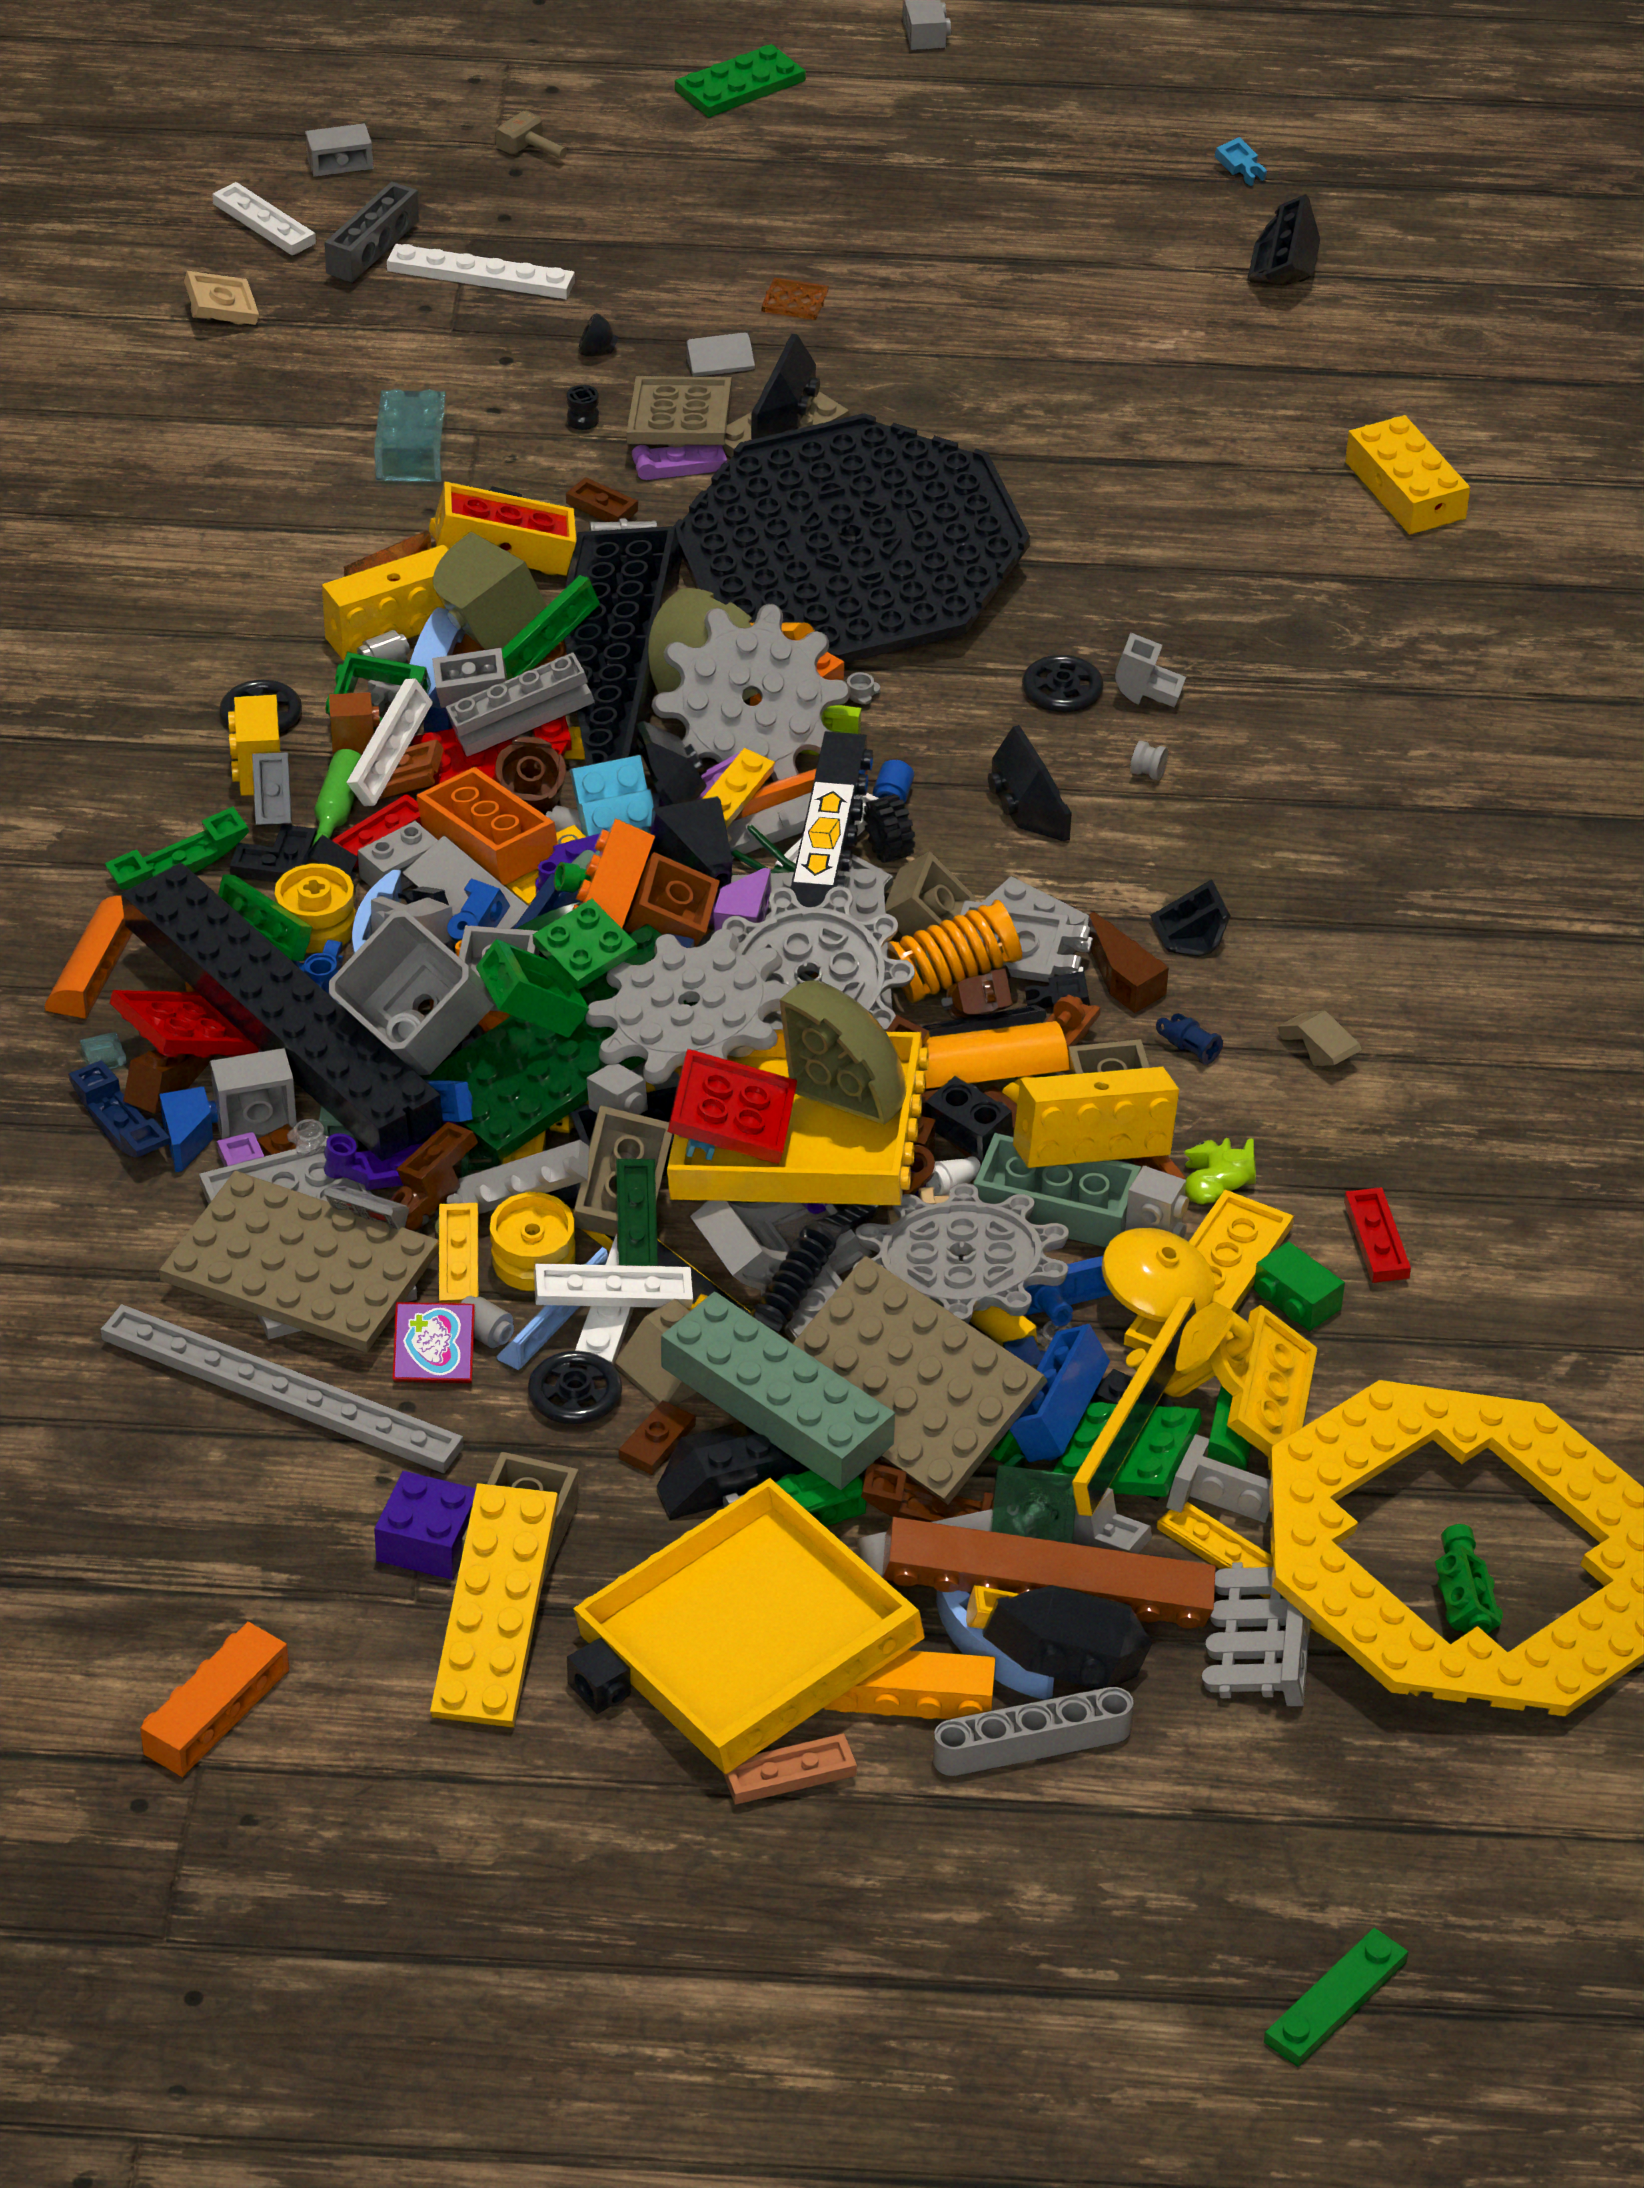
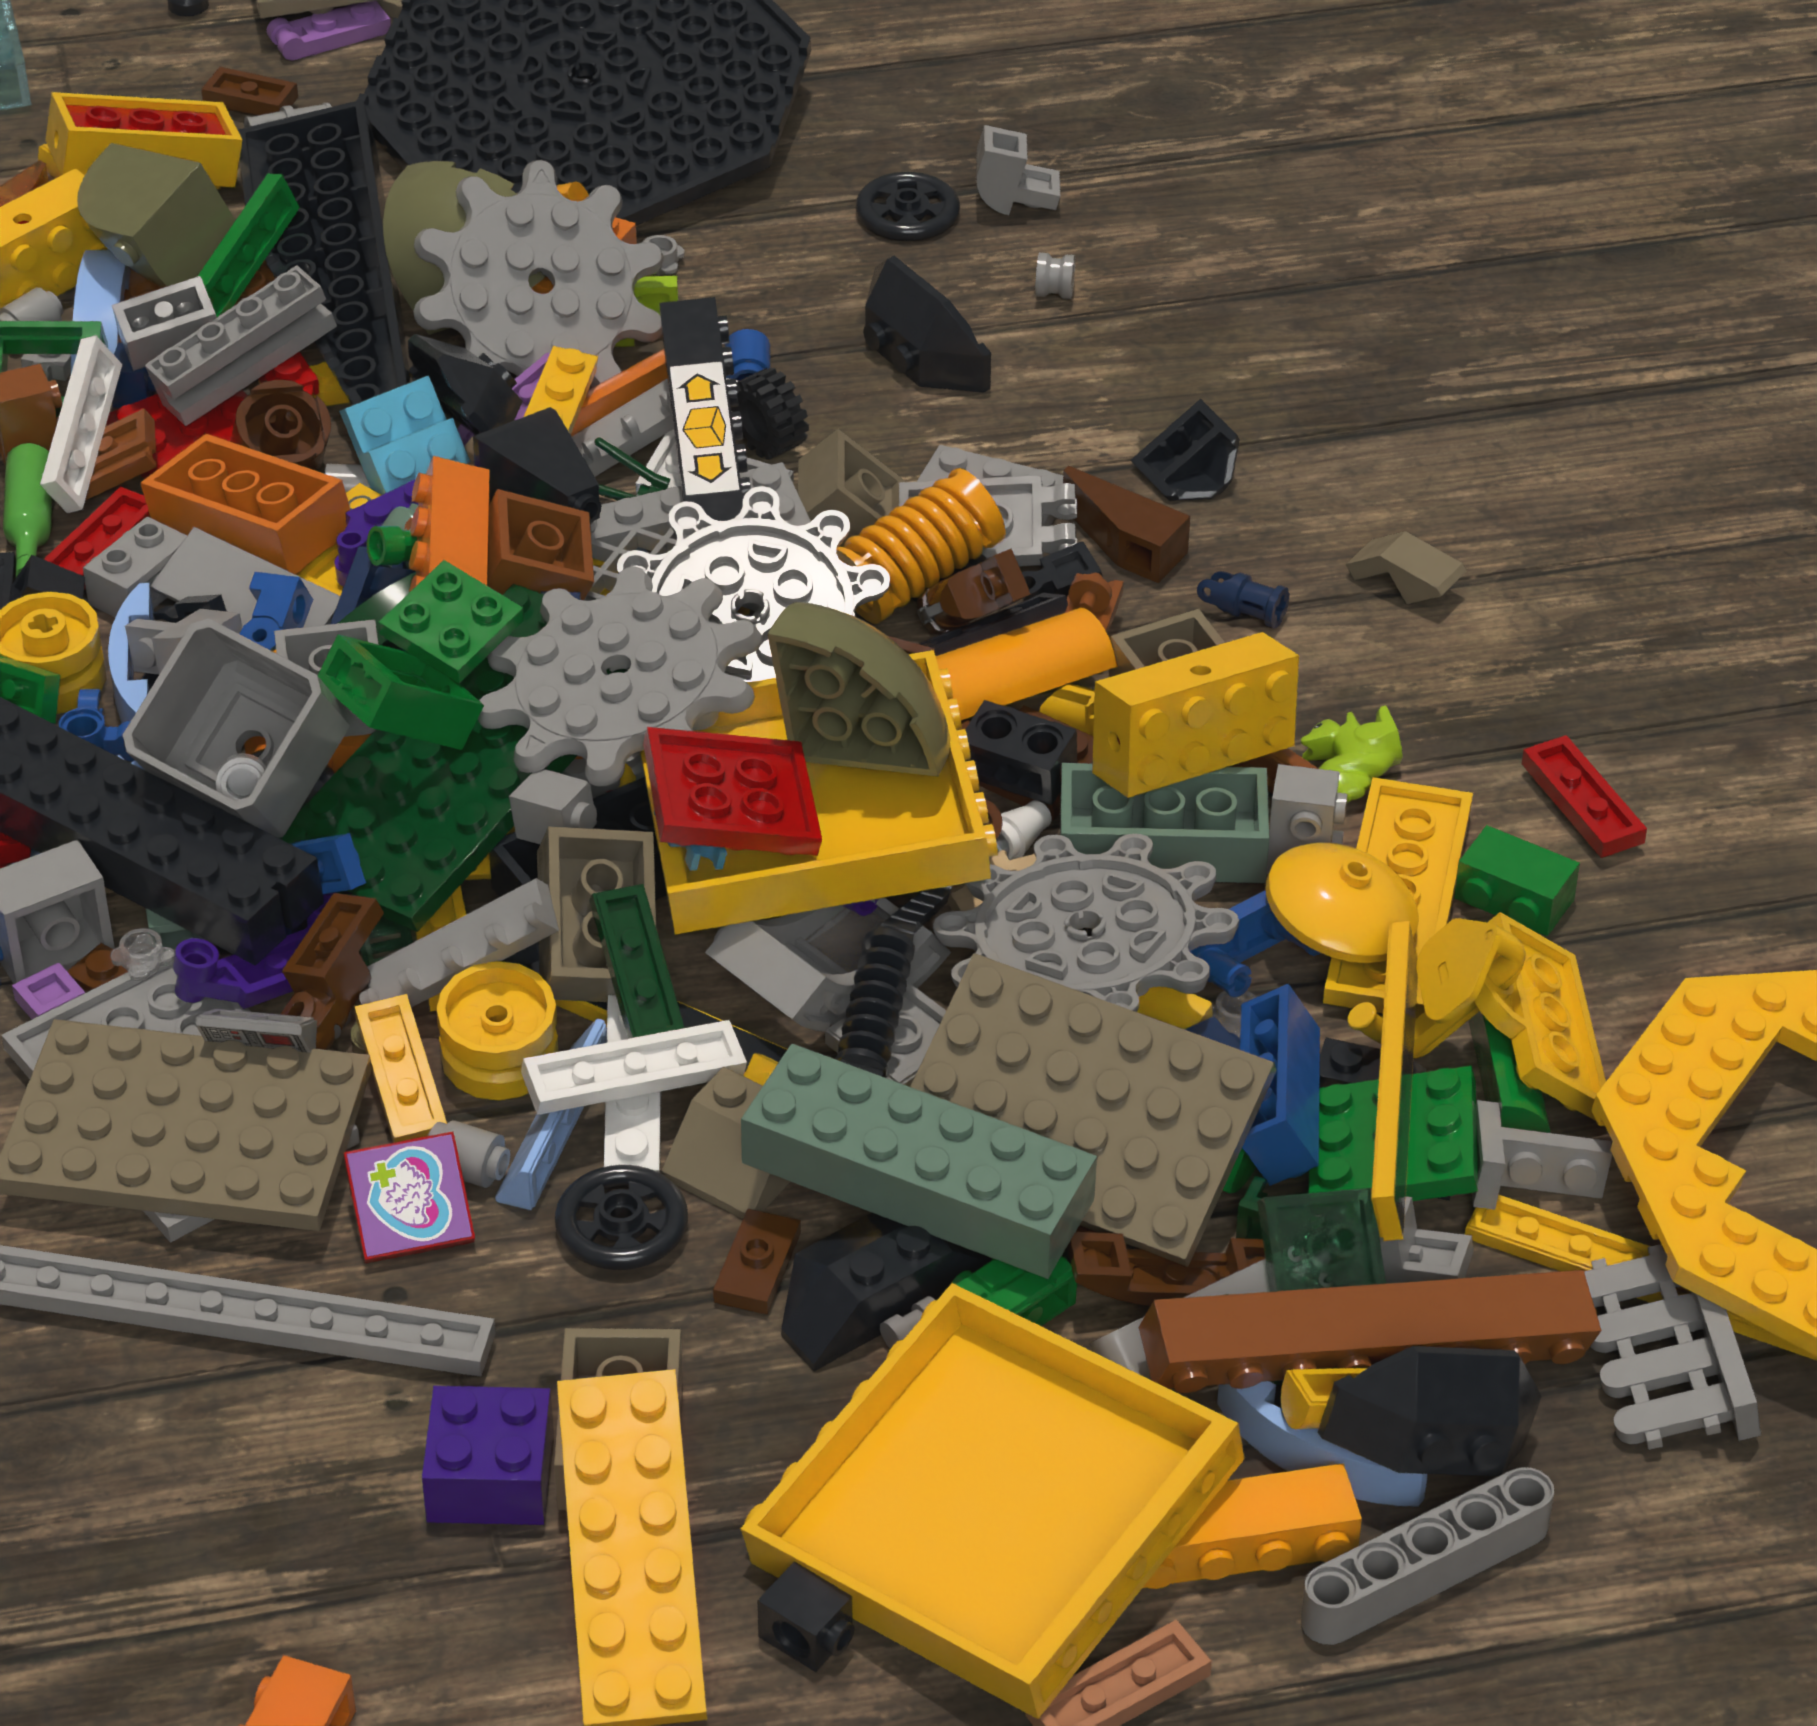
camera: 15 degrees left, 0 degrees up
(743, 898) = (620, 530): medium lavender slope -> none

